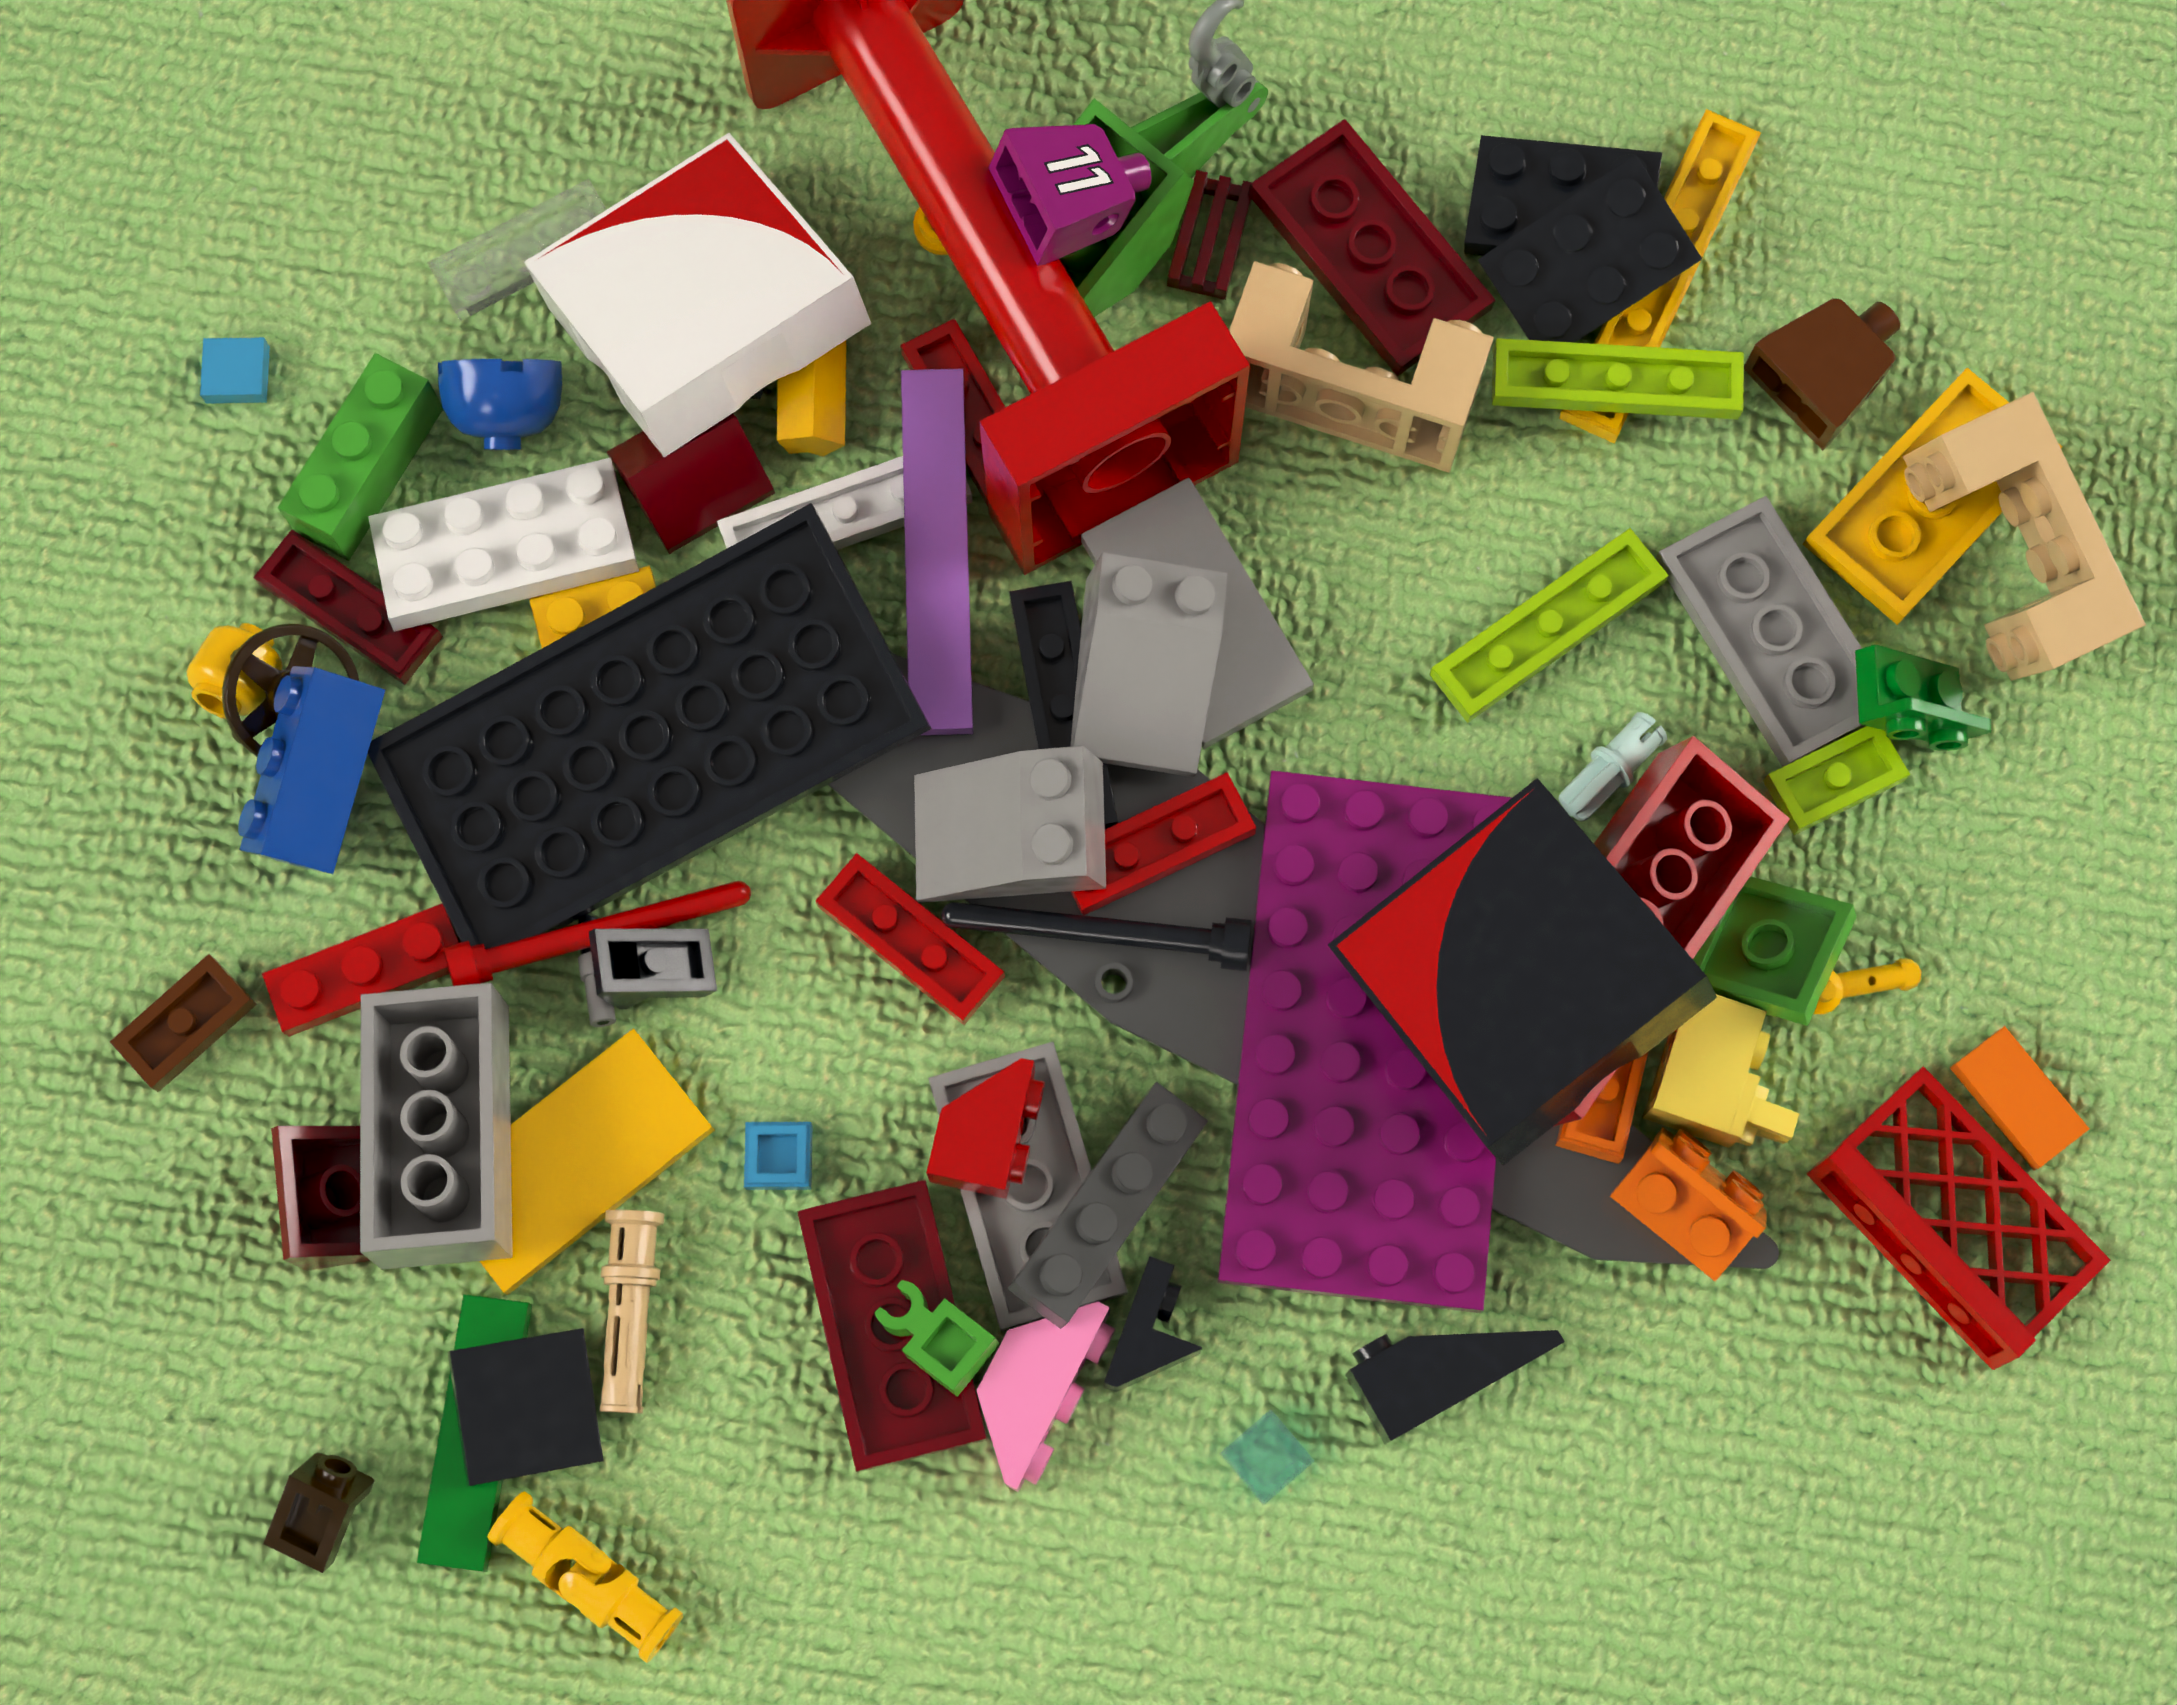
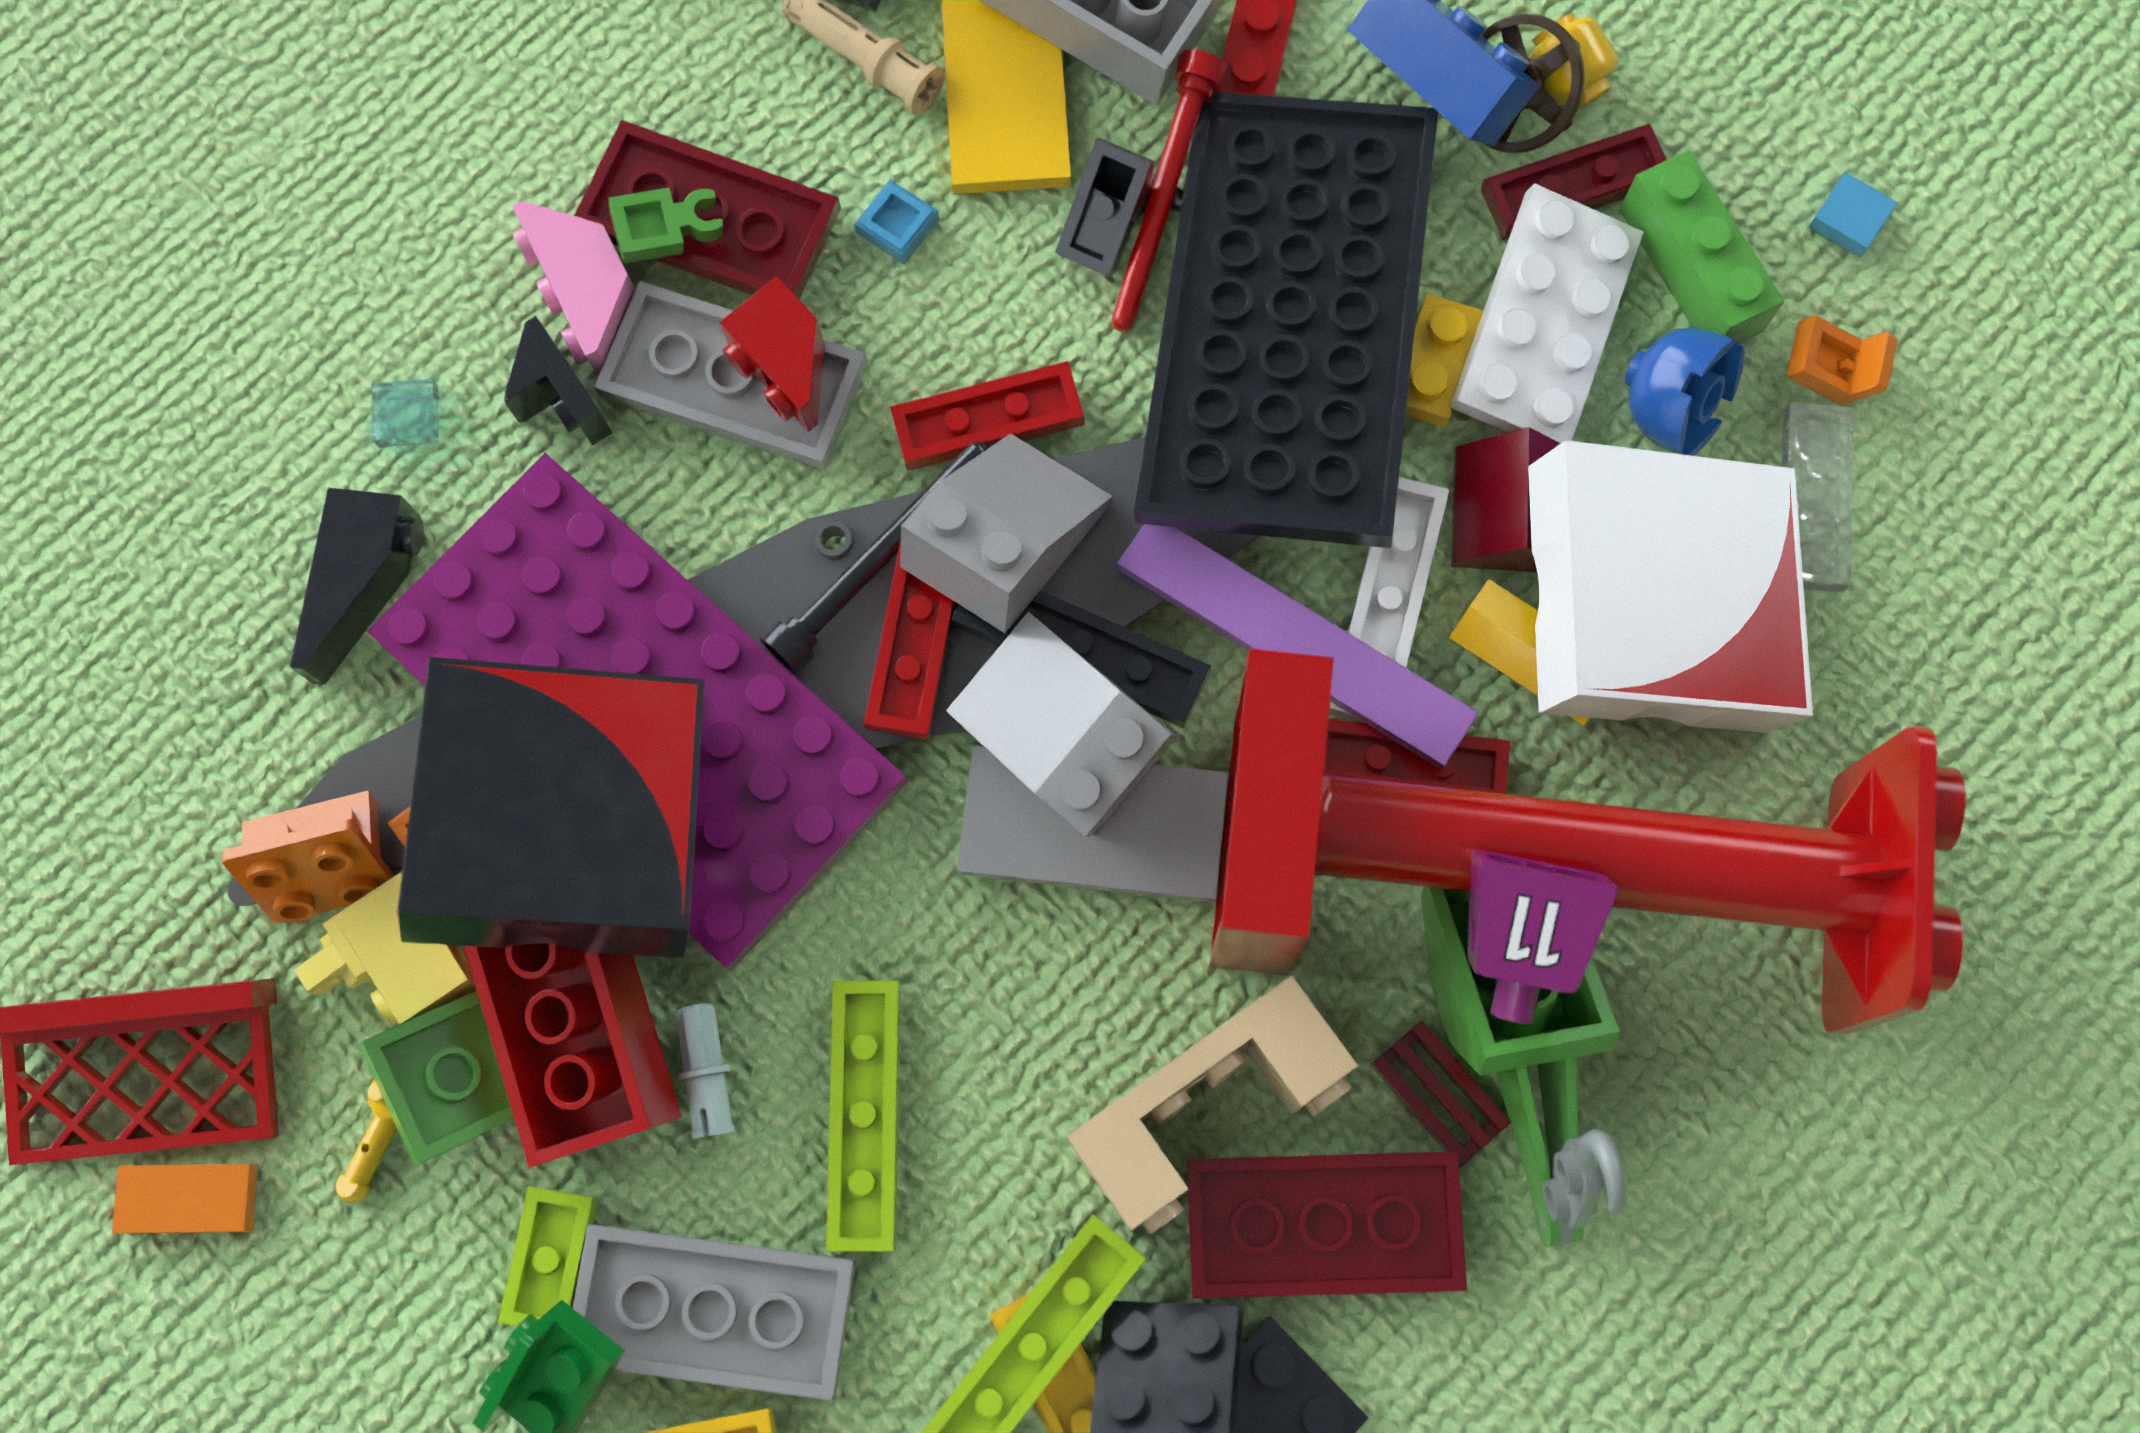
camera: 130 degrees right, 0 degrees up
(388, 294) = (1839, 362): none -> orange bracket
(1107, 1205) = (663, 411): dark grey plate -> none

